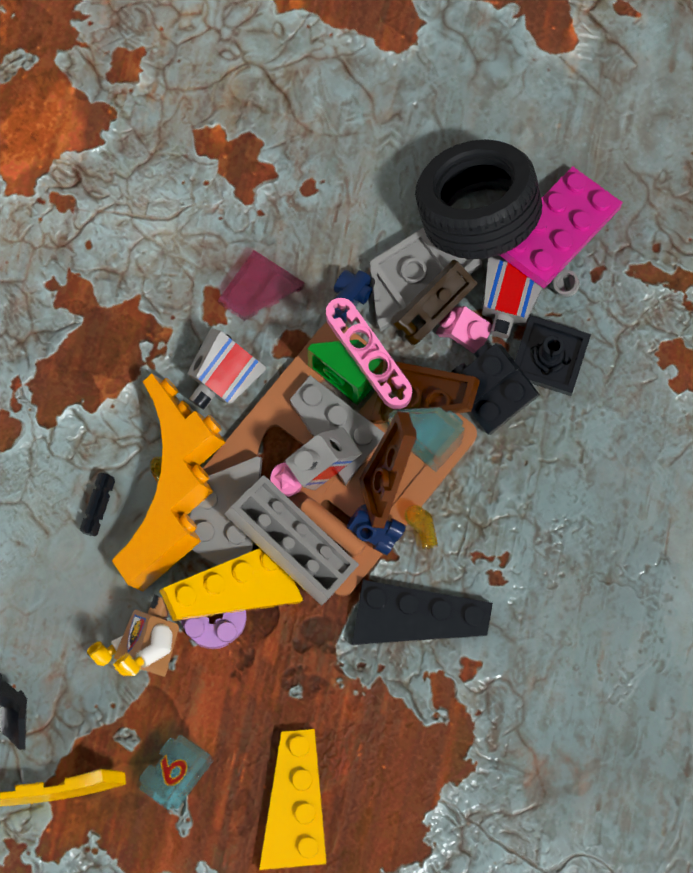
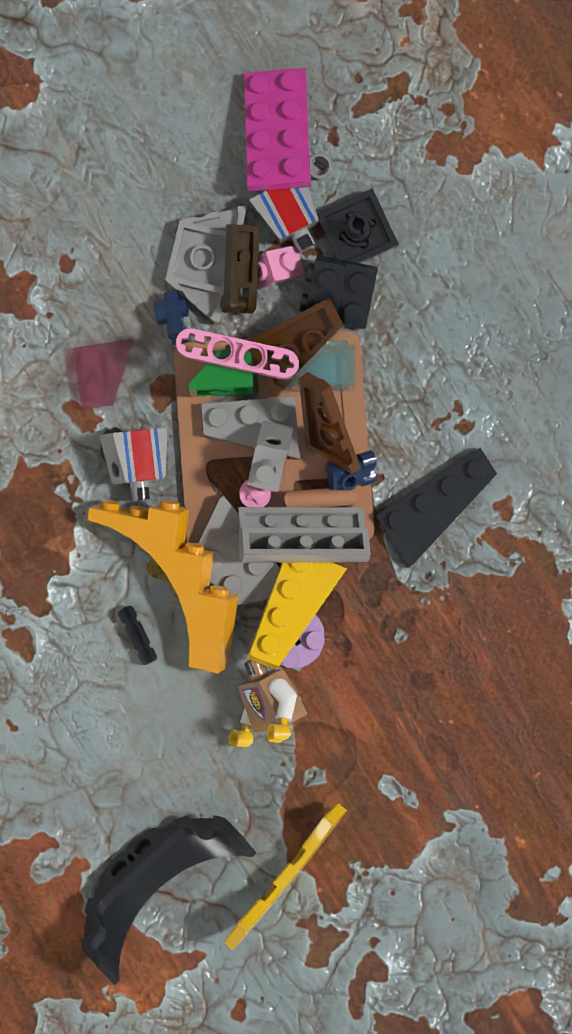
camera: 45 degrees left, 10 degrees up
(175, 773) = (373, 771): clear light blue slope -> none
(295, 811) = (480, 721): yellow wing -> none
(423, 524) = (378, 435): clear yellow arm -> none
(486, 229) = (175, 143): black tyre -> none

